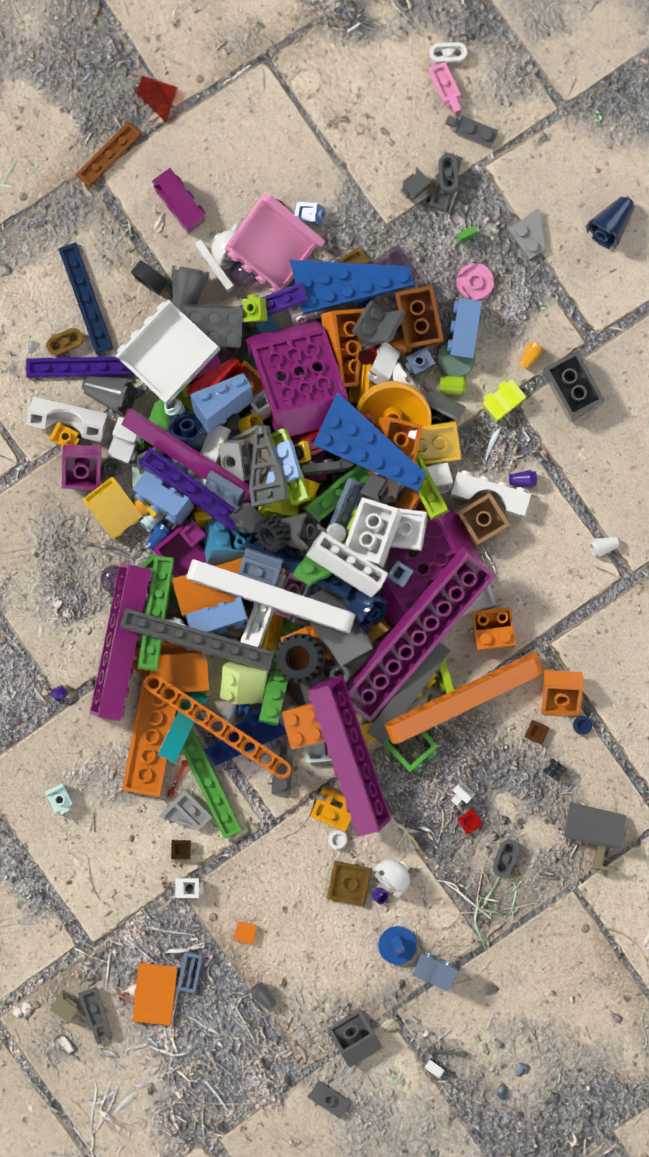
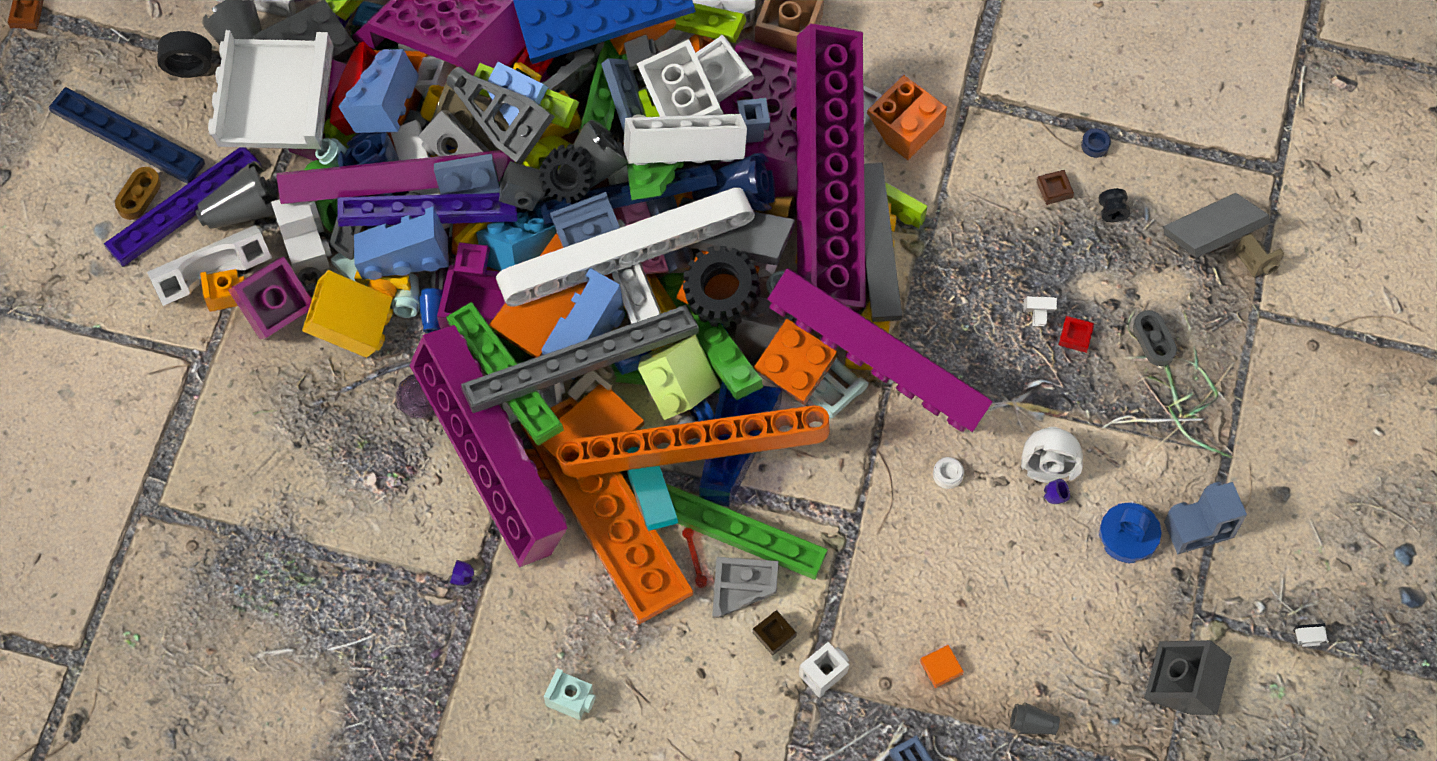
camera: 40 degrees left, 20 degrees down
(282, 786) = (818, 459): dark grey hinge -> none
(330, 814) = (913, 449): light orange plate -> none
(349, 883) = (1008, 510): pearl gold tile -> none
(415, 766) = (932, 325): bright green window -> none
(431, 1050) = (1285, 618): dark grey hinge -> none
(464, 698) = (944, 203): orange beam -> none
(562, 693) = (1043, 124): orange slope -> none

